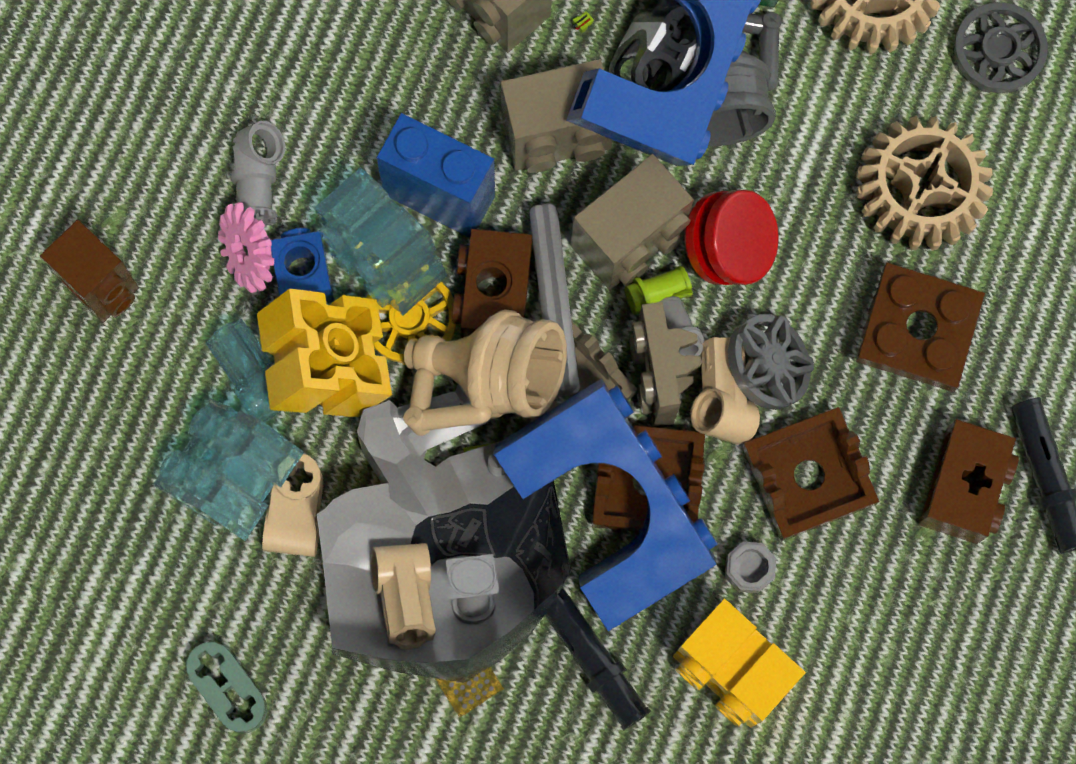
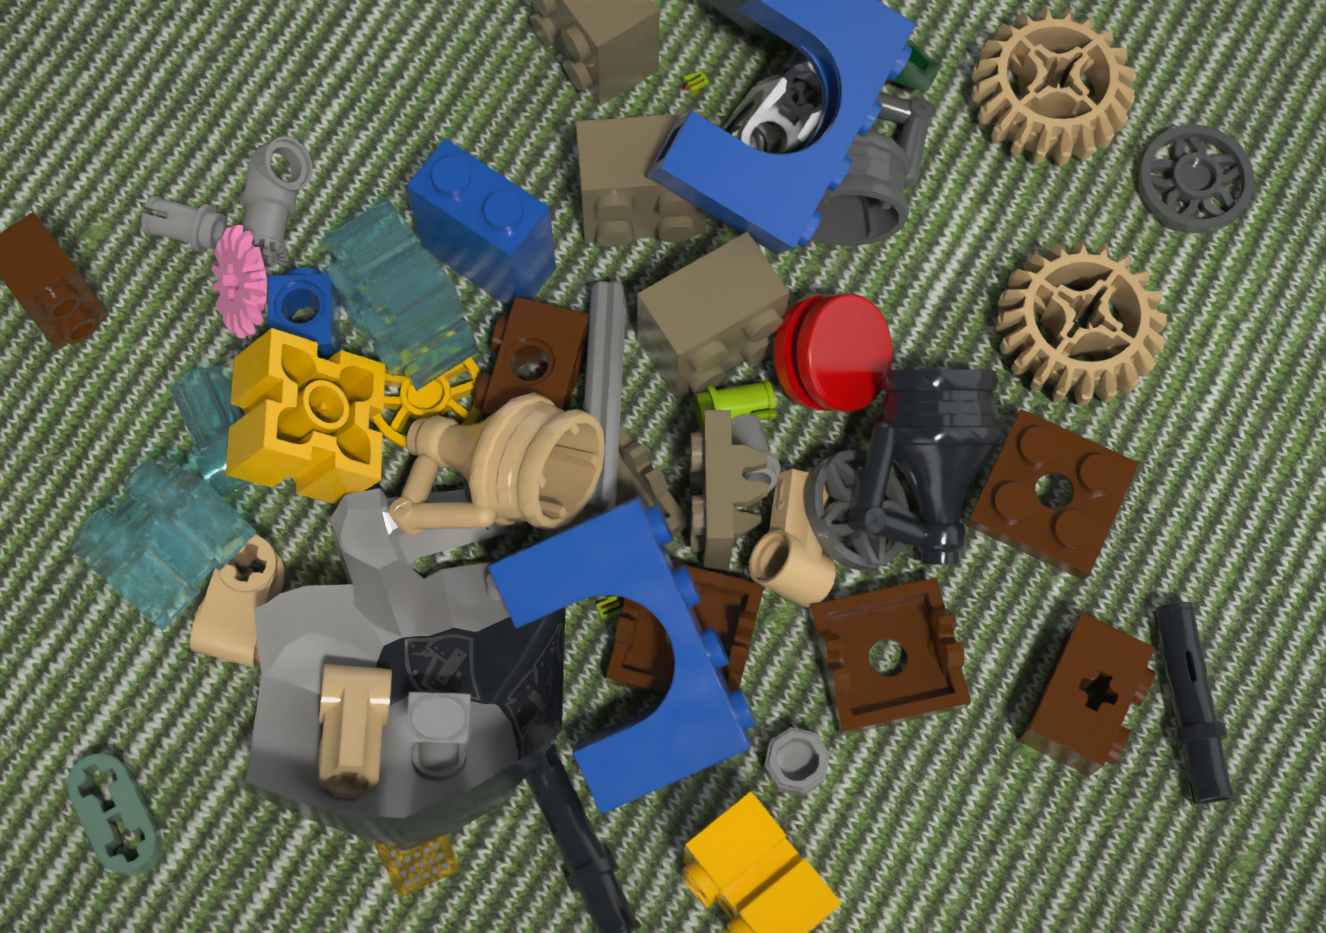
camera: 10 degrees right, 5 degrees down
(190, 203) = (193, 225): none -> light grey pin
(585, 469) = (610, 608): none -> lime piece
(825, 292) = (940, 436): none -> black piece

